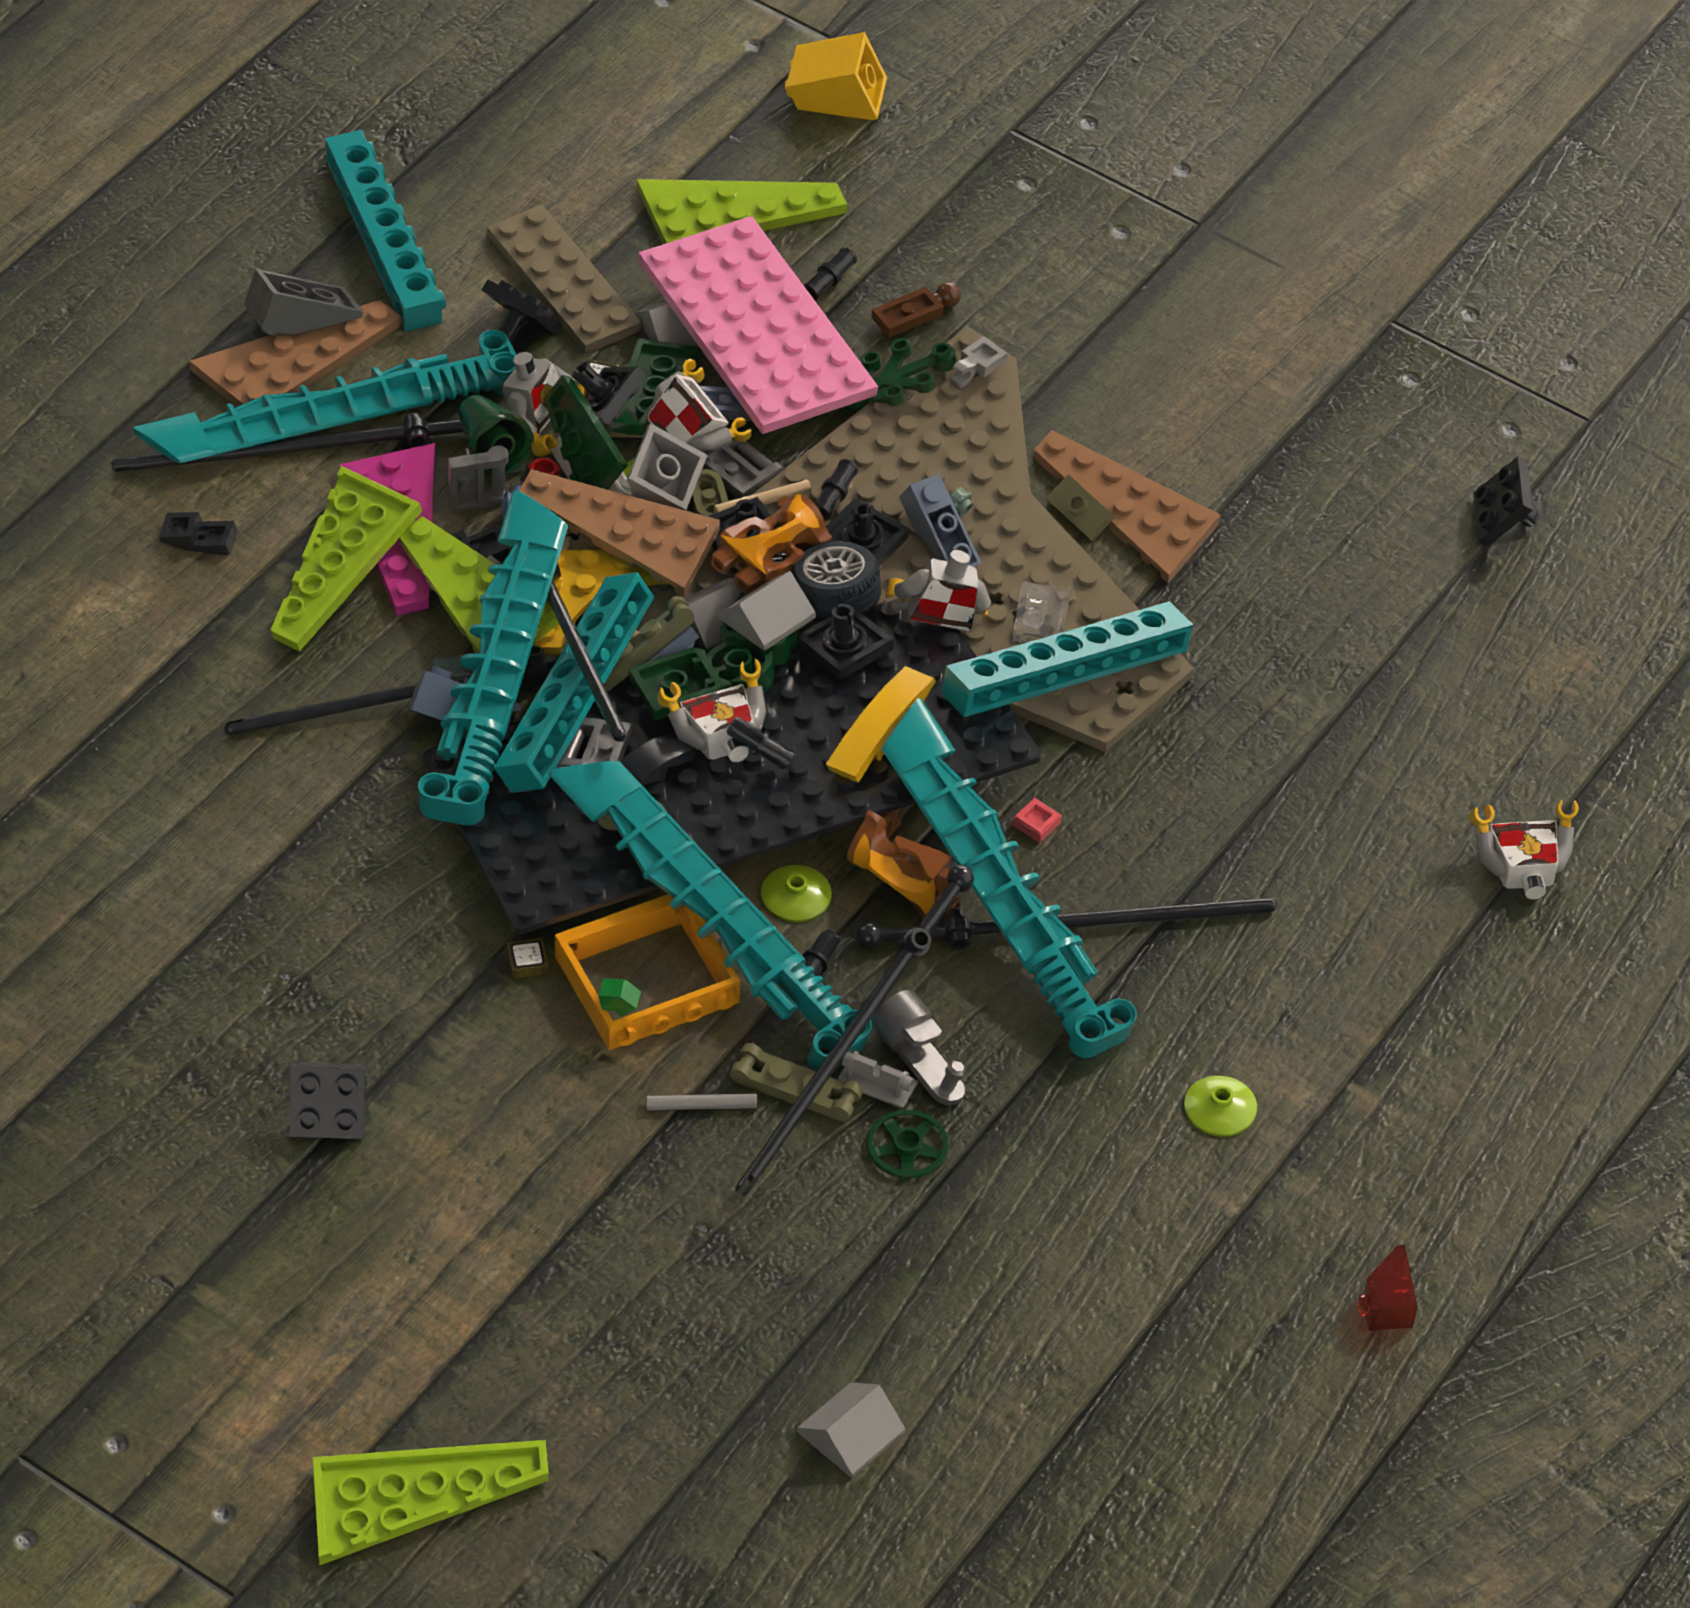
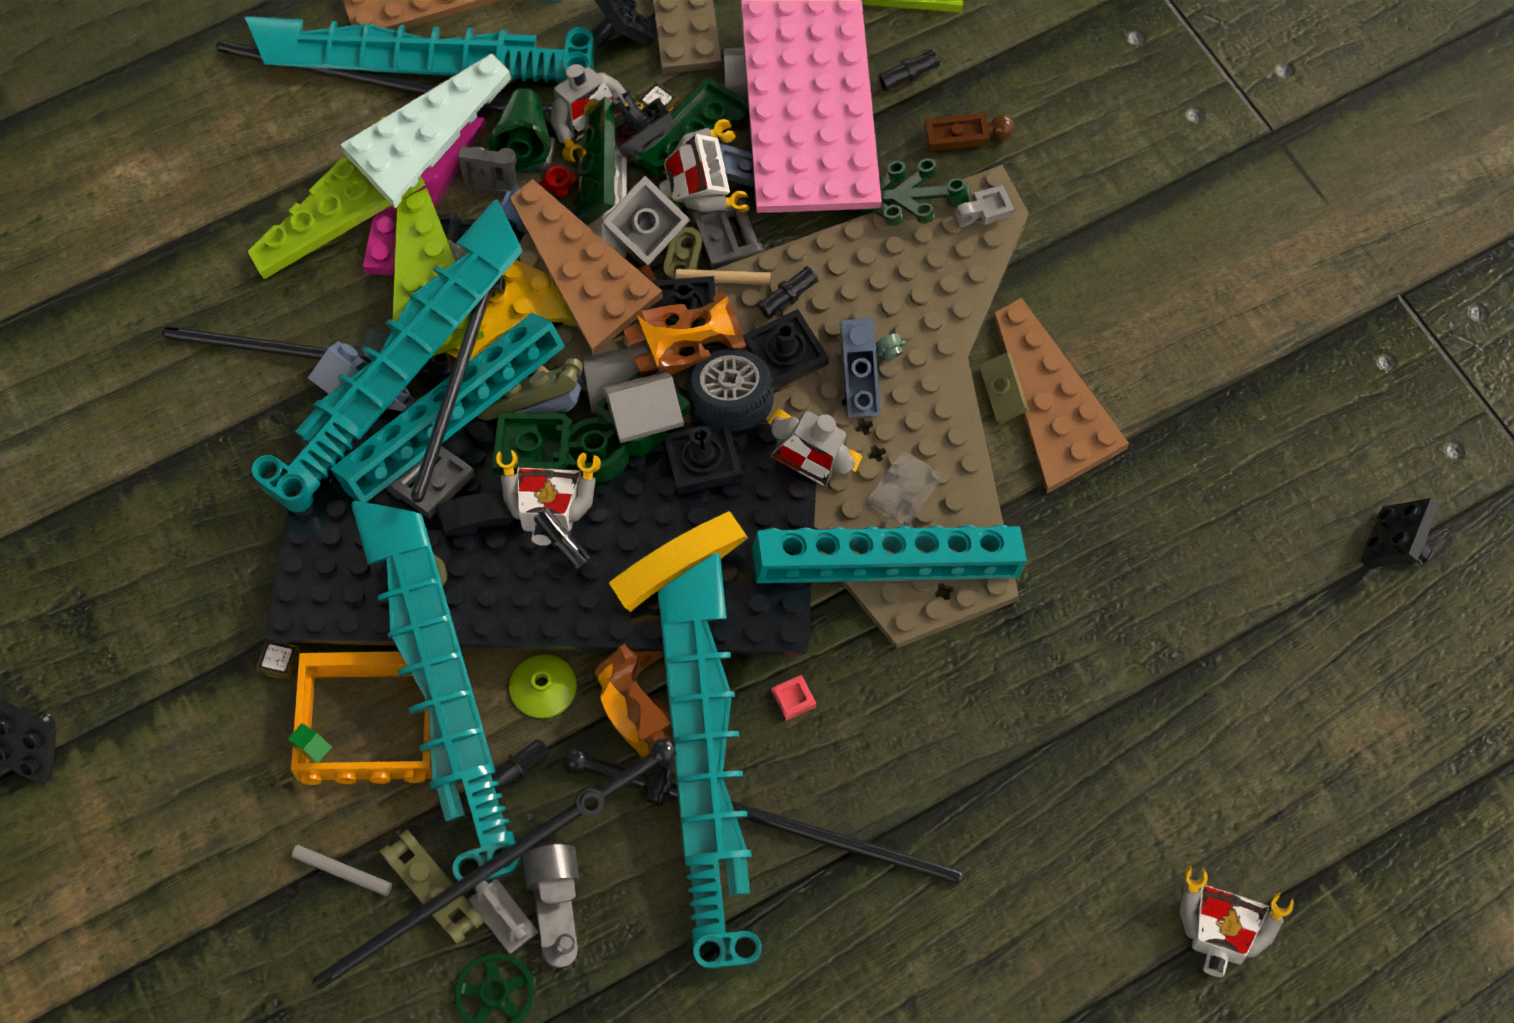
camera: 30 degrees right, 15 degrees up
(191, 533) = (246, 135): black slope -> none
(393, 464) = (419, 133): none -> light aqua wing

